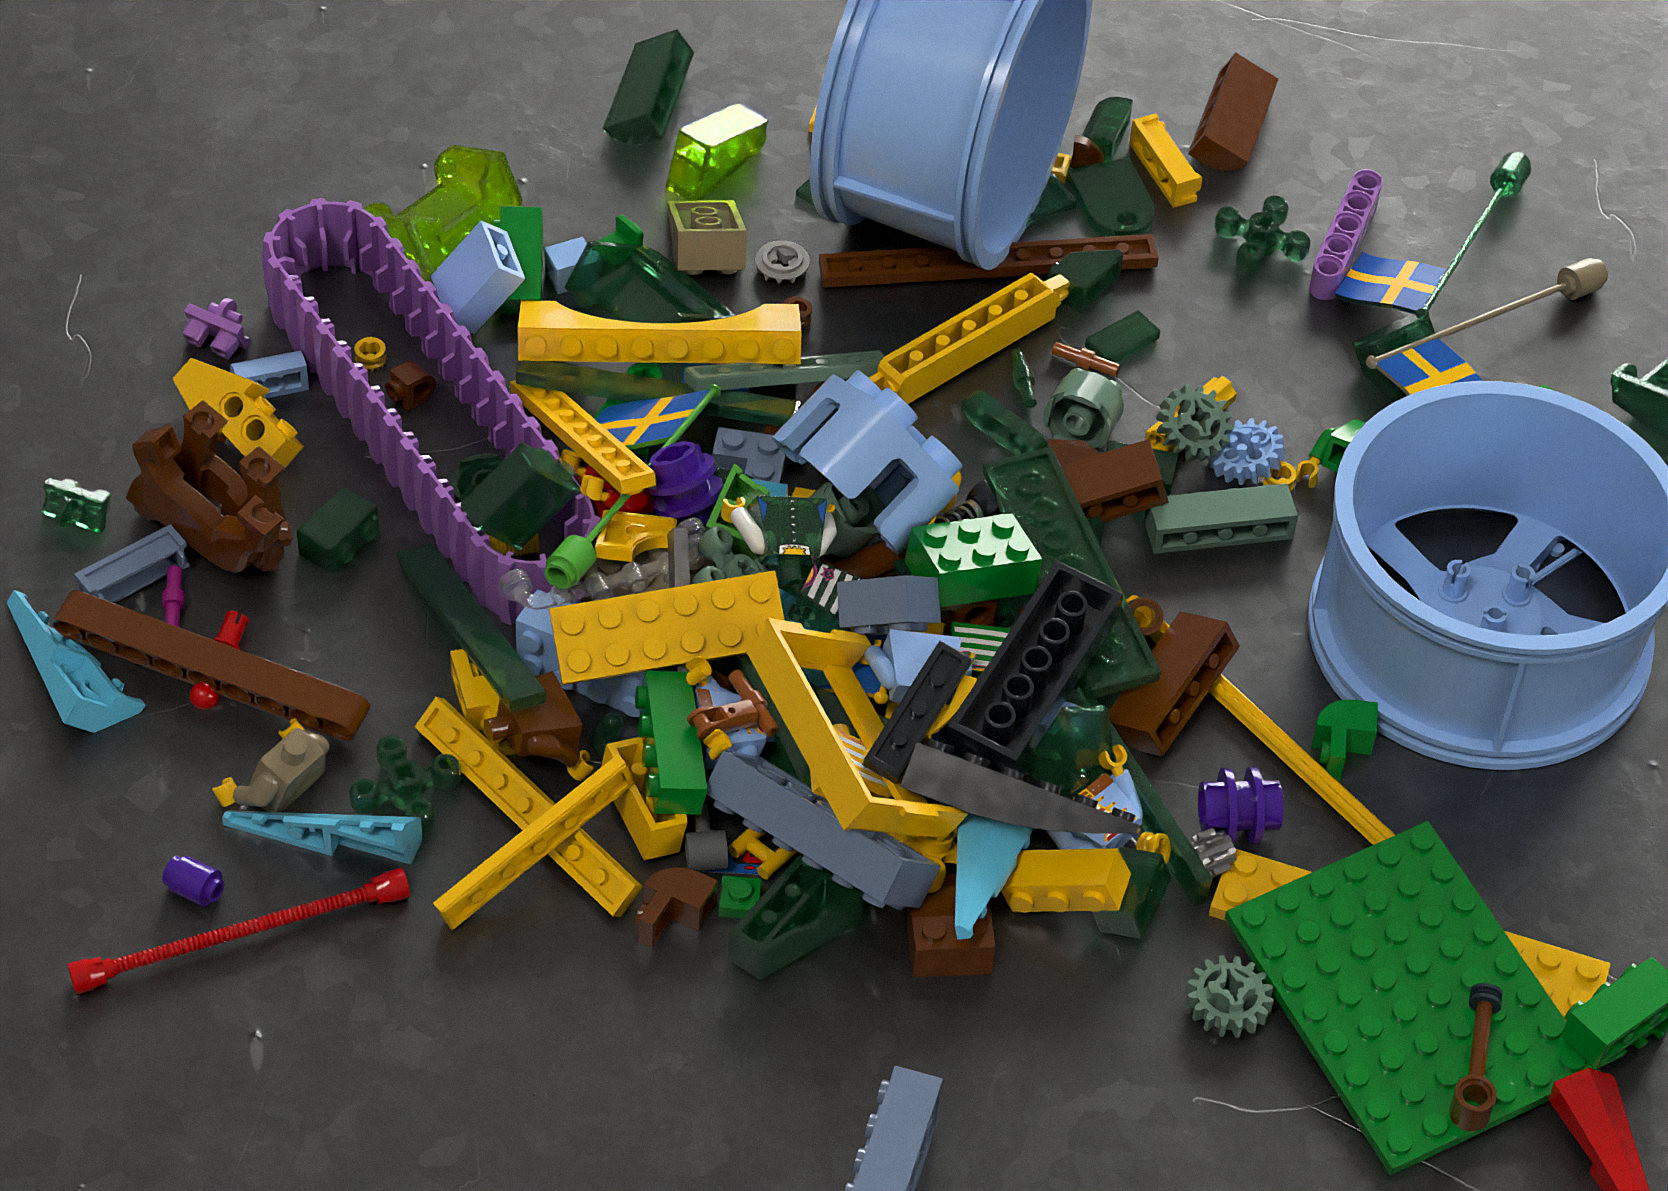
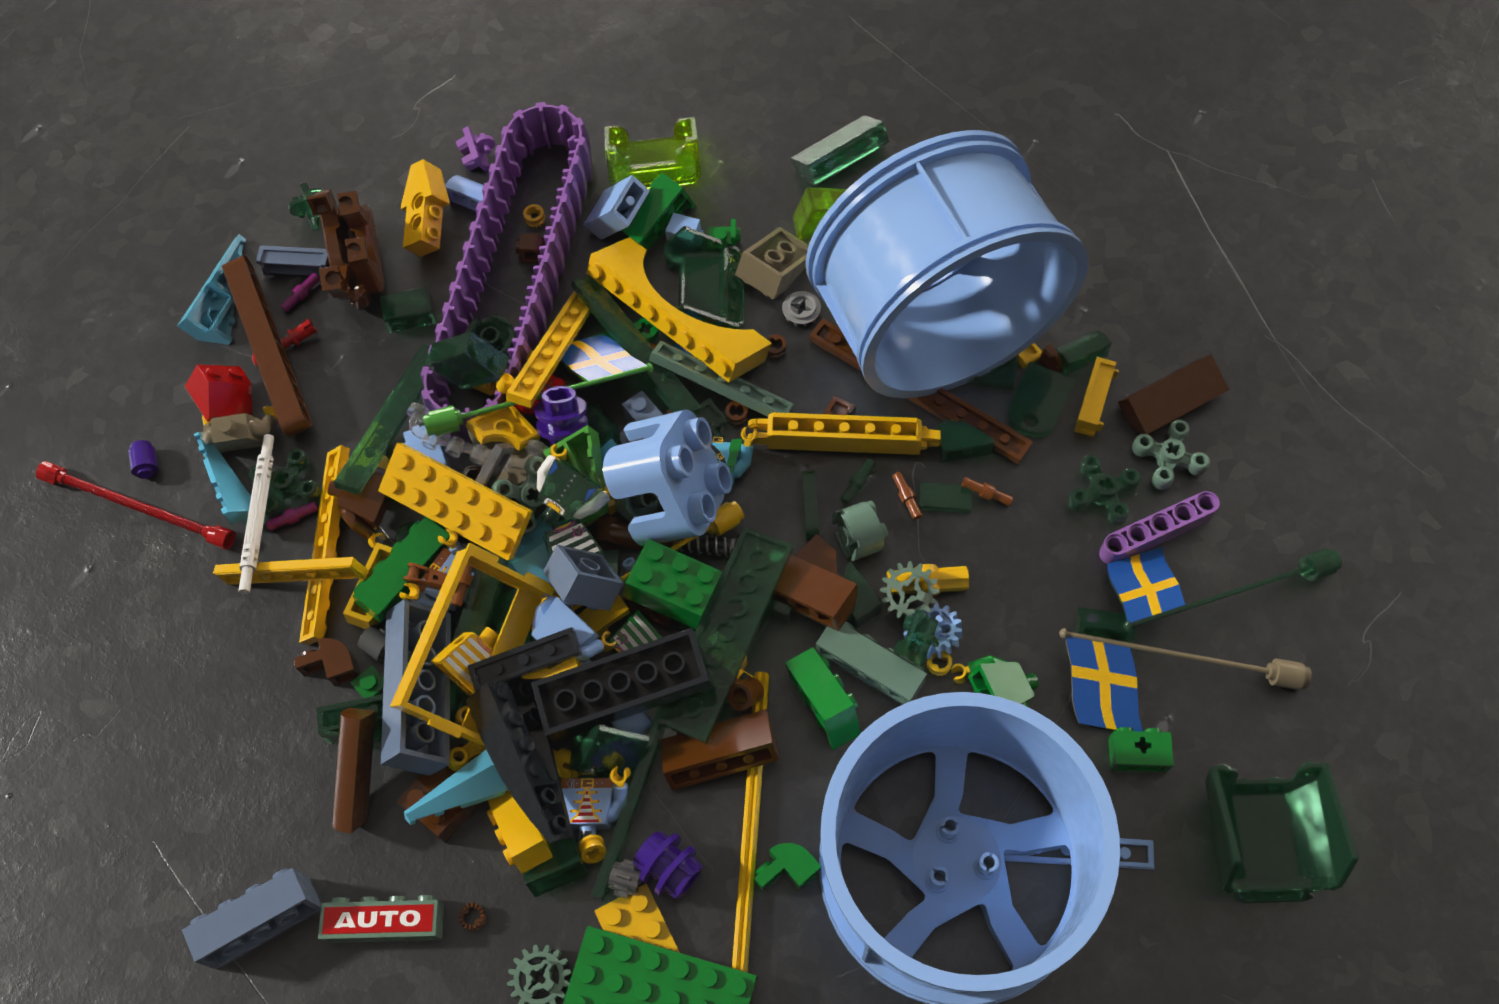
camera: 50 degrees right, 15 degrees up
(219, 737) = (220, 390): none -> red slope
(429, 814) = (256, 514): none -> white axle
(449, 812) = (292, 515): none -> magenta bar
(841, 950) = (353, 769): none -> reddish brown brick
(923, 324) = (839, 407): none -> reddish brown tile
(1017, 1073) = (381, 920): none -> brick
(1103, 995) = (466, 911): none -> reddish brown bush
(1158, 304) = (987, 491): none -> dark orange bar
(1214, 570) = (825, 696): none -> green wedge
(1256, 448) = (918, 638): none -> clear green hips
(1287, 166) = (1170, 454): none -> sand green gear

